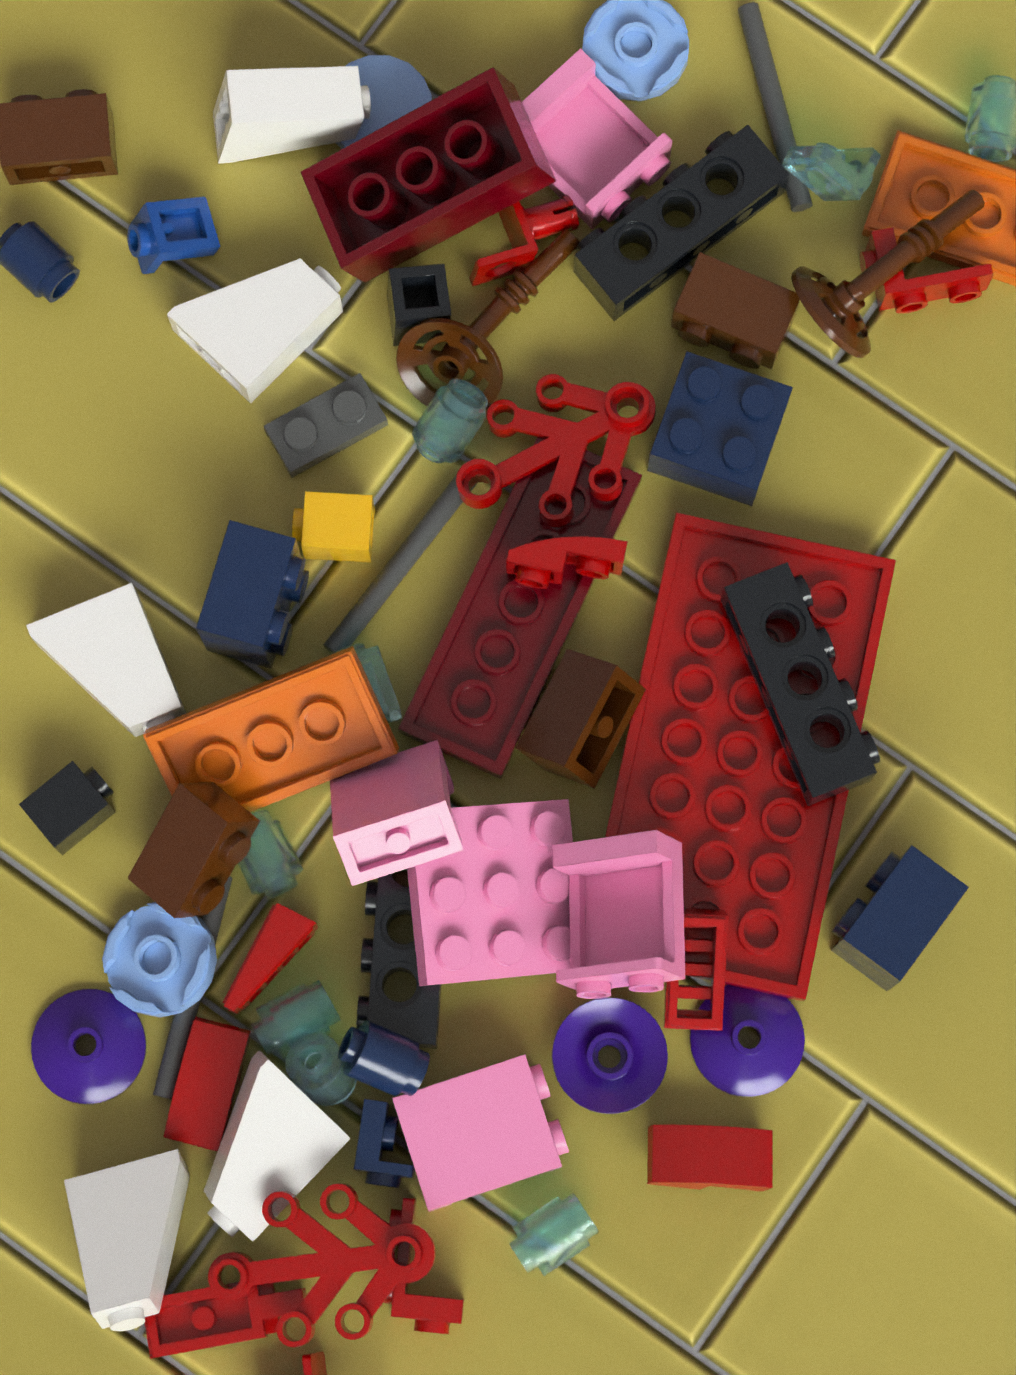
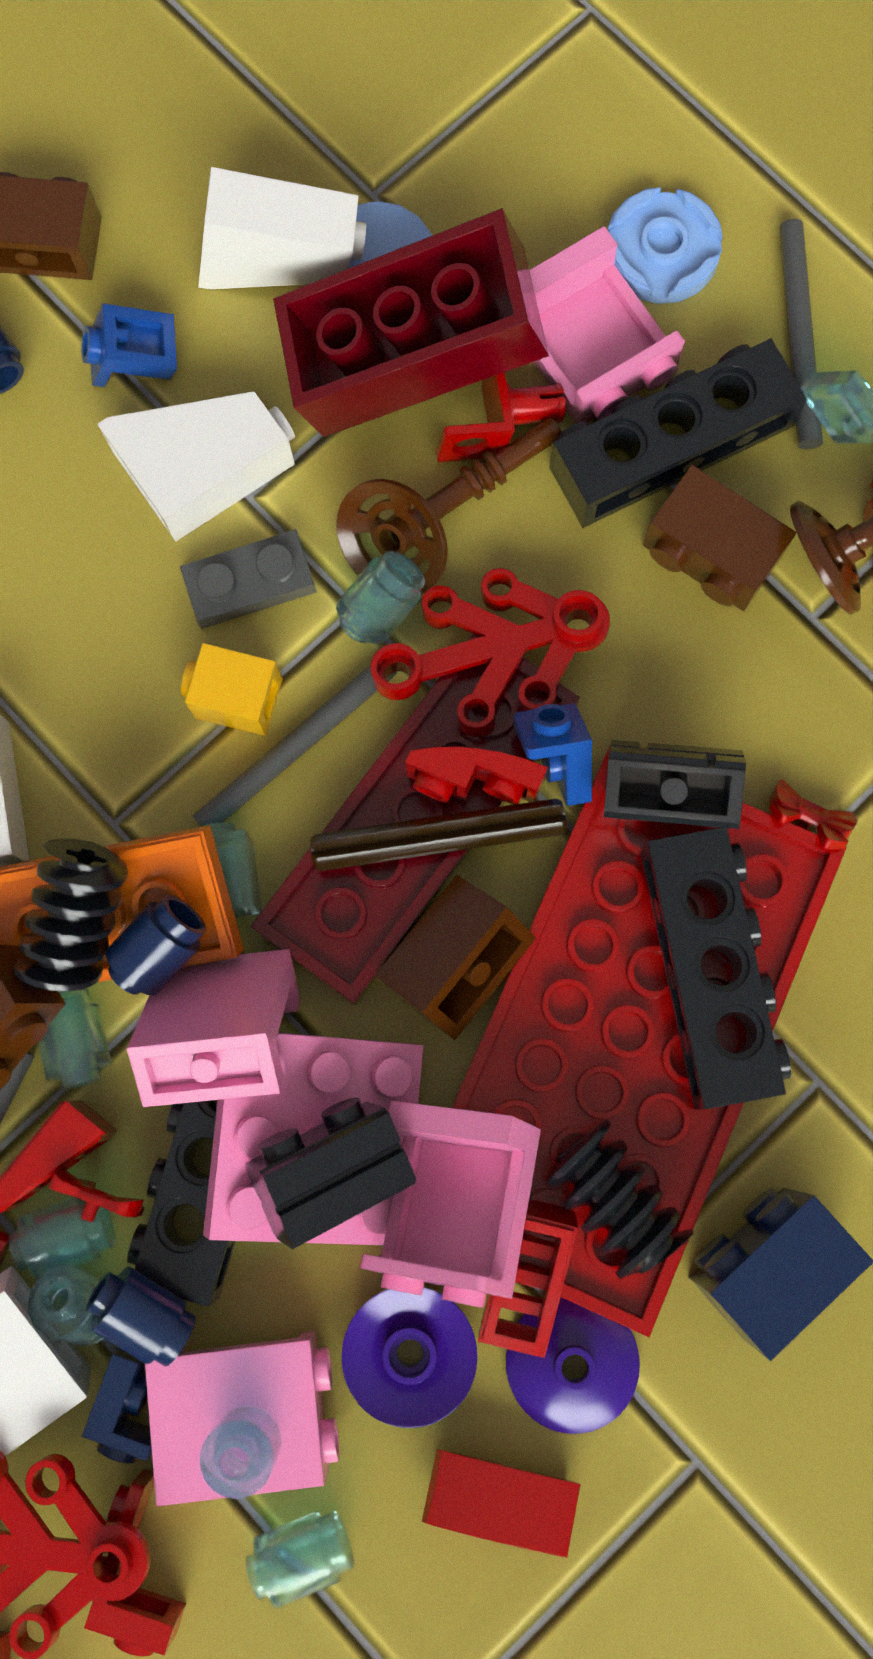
camera: 15 degrees right, 0 degrees up
(252, 595) = (117, 744): dark blue brick -> none
(258, 745) = (73, 918): none -> black piece
(329, 755) = (155, 946): none -> dark blue brick
(345, 978) = (85, 1190): none -> red piece
(416, 296) = (371, 452): black brick -> none
(497, 1160) = (257, 1436): none -> clear light blue brick
(516, 908) = (329, 1171): none -> black brick
(544, 617) = (438, 834): none -> dark brown axle
(636, 519) = (563, 744): none -> blue bracket
(719, 428) = (675, 661): dark blue brick -> none
(736, 534) = (675, 784): none -> black brick
(754, 889) = (617, 1203): none -> black piece
(880, 544) = (832, 825): none -> red piece

